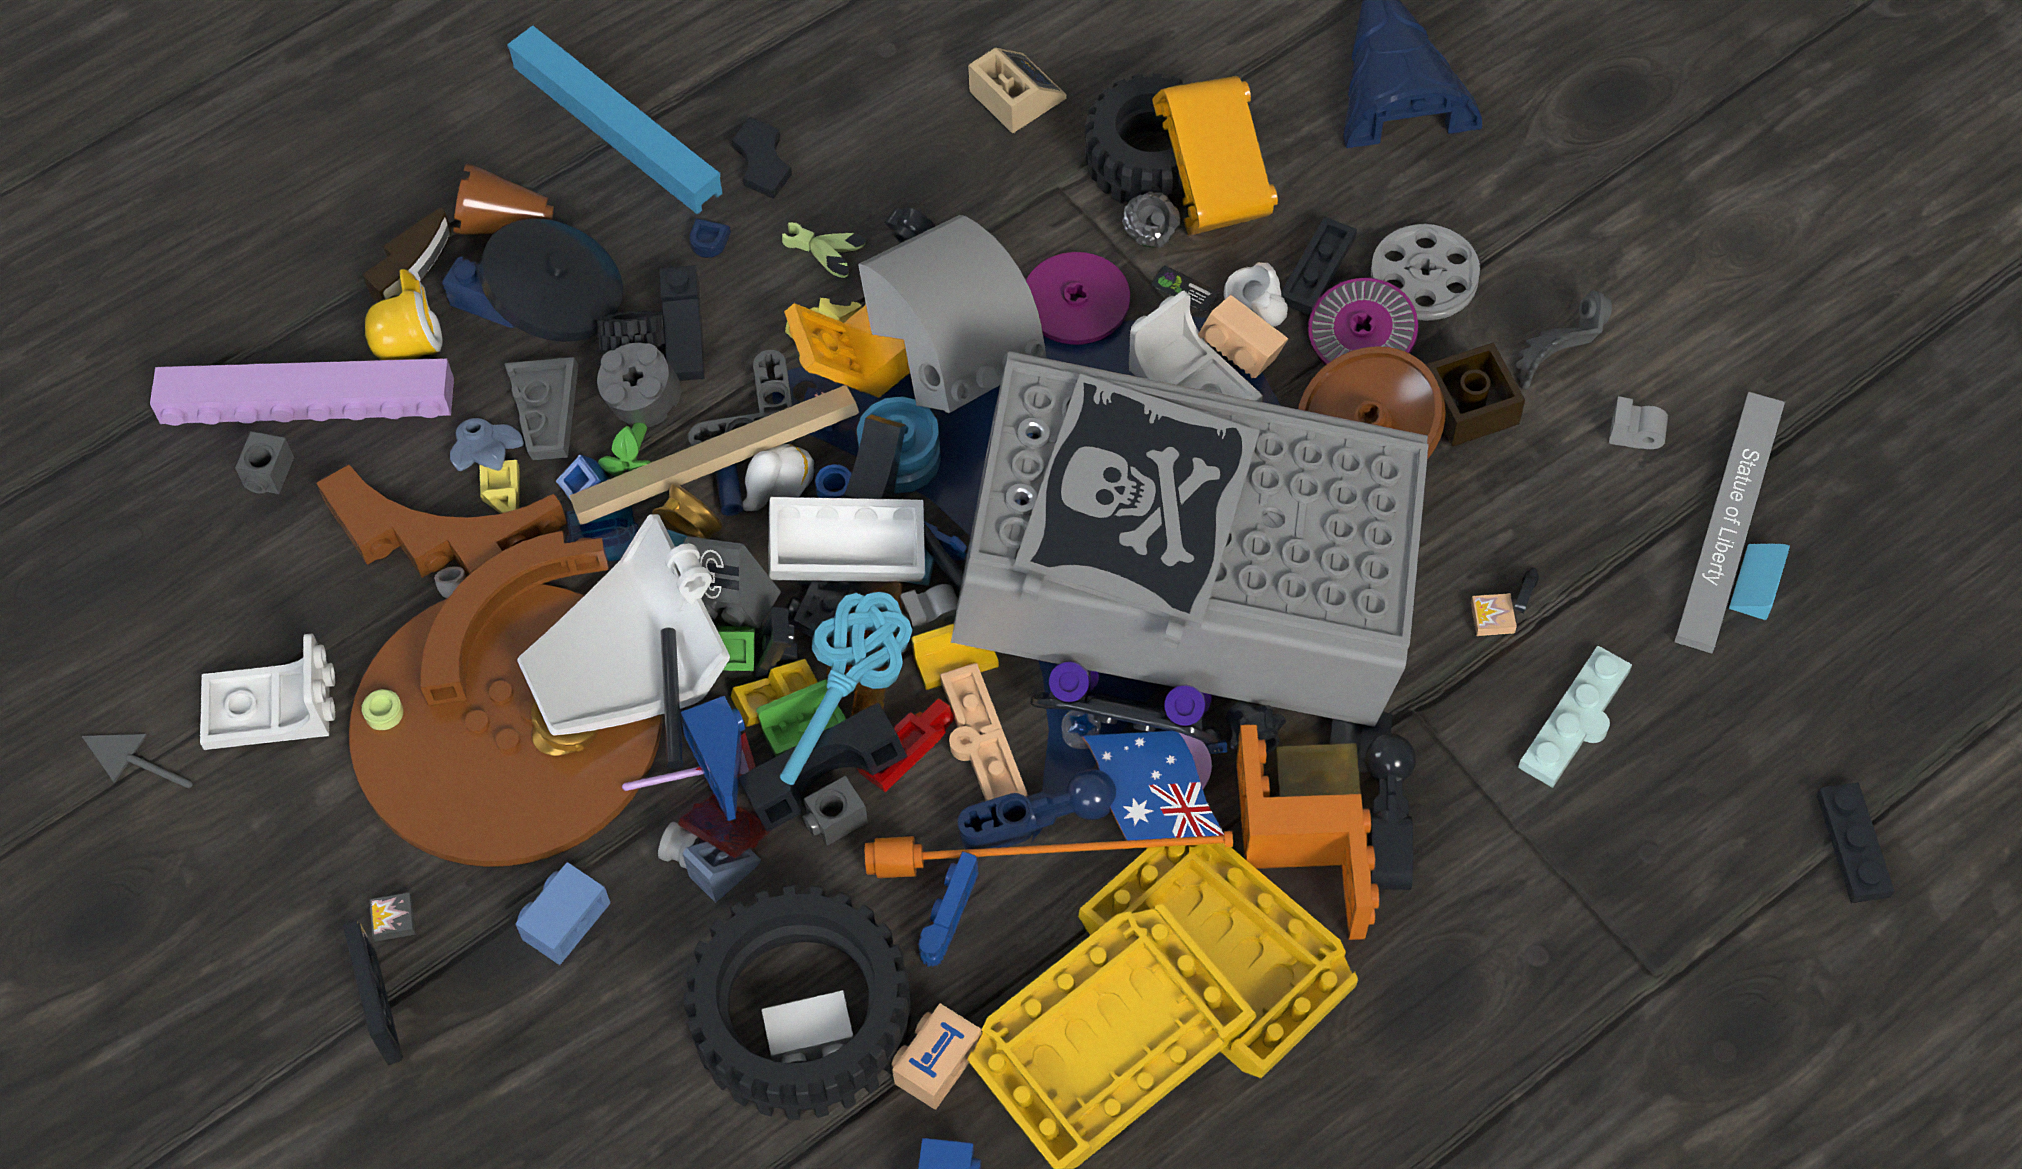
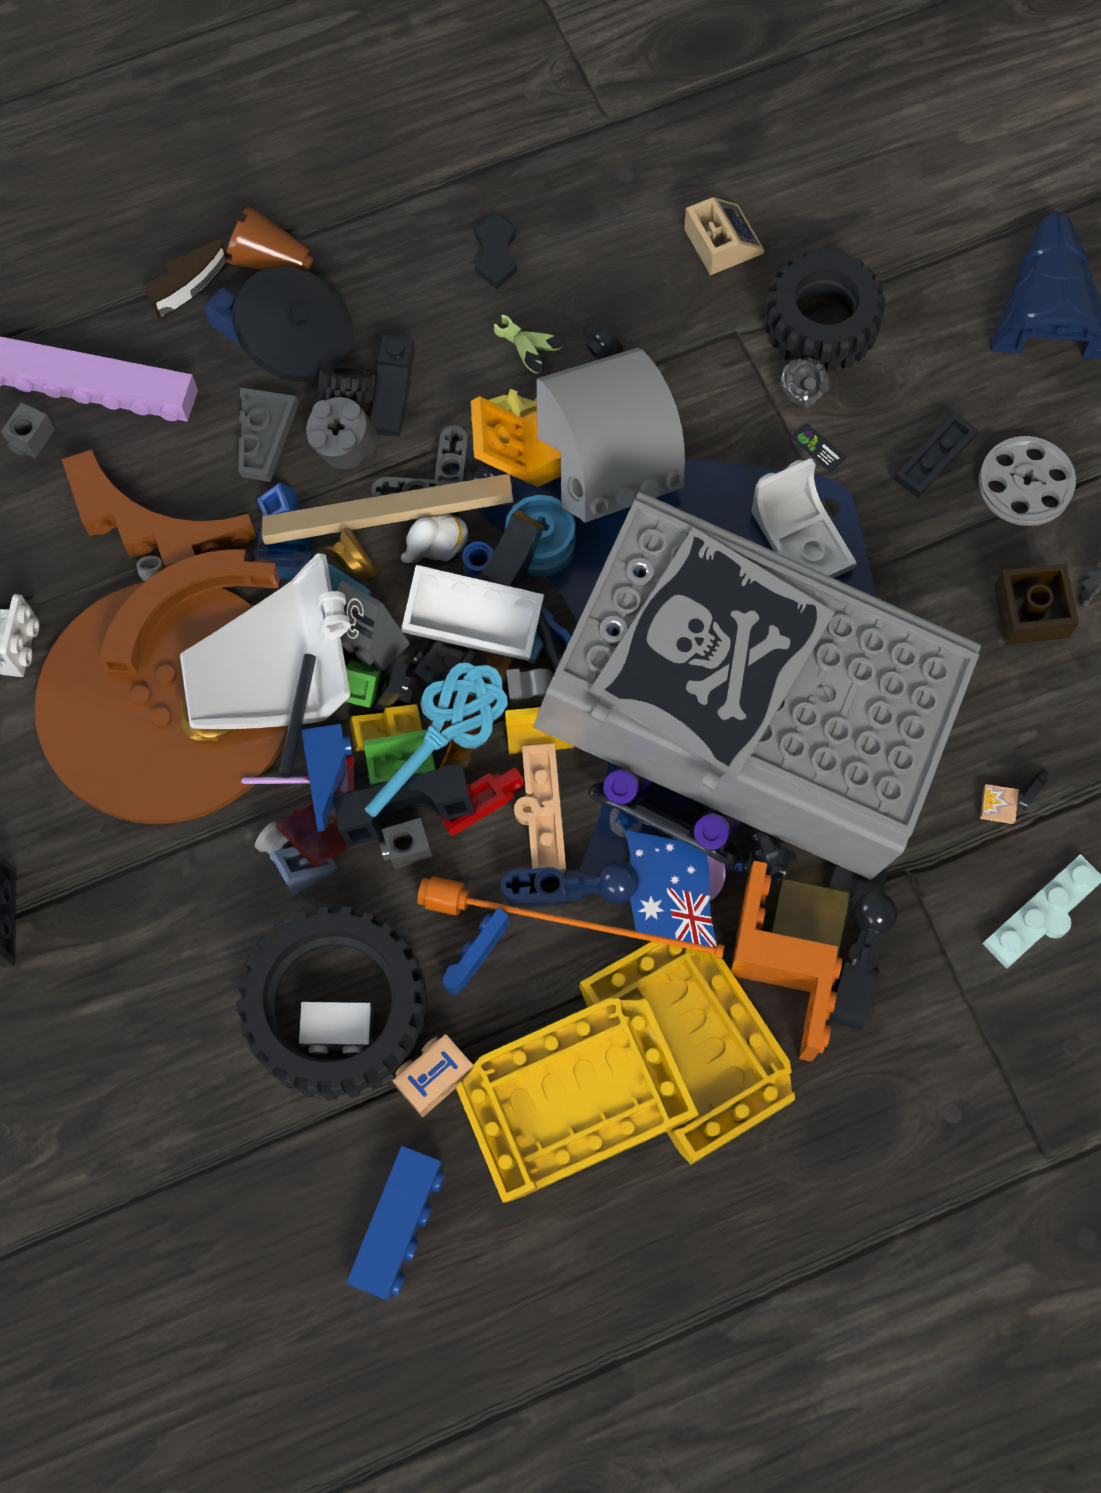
camera: 15 degrees right, 10 degrees up
(382, 709) = (68, 667): yellowish green tile -> none
(392, 917) = (34, 844): tile -> none
(403, 324) = (166, 336): yellow piece -> none
(483, 444) = (205, 457): sand blue plate -> none
(501, 487) = (211, 493): light yellow slope -> none
(562, 912) = (167, 876): medium blue brick -> none
(615, 119) = (383, 190): dark azure tile -> none
(625, 447) = (317, 487): bright green plant -> none
(708, 238) = (434, 313): dark blue tile -> none
(729, 490) = (393, 542): dark blue hinge -> none
(1089, 318) = (733, 455): magenta piece -> none
(1216, 153) = (875, 335): light orange windscreen -> none
(1242, 336) = (853, 506): light nougat brick -> none
(1259, 291) = (875, 470): white hair -> none
(1361, 302) = (957, 543): piece -> none
(1379, 389) = (952, 589): dark orange dish -> none

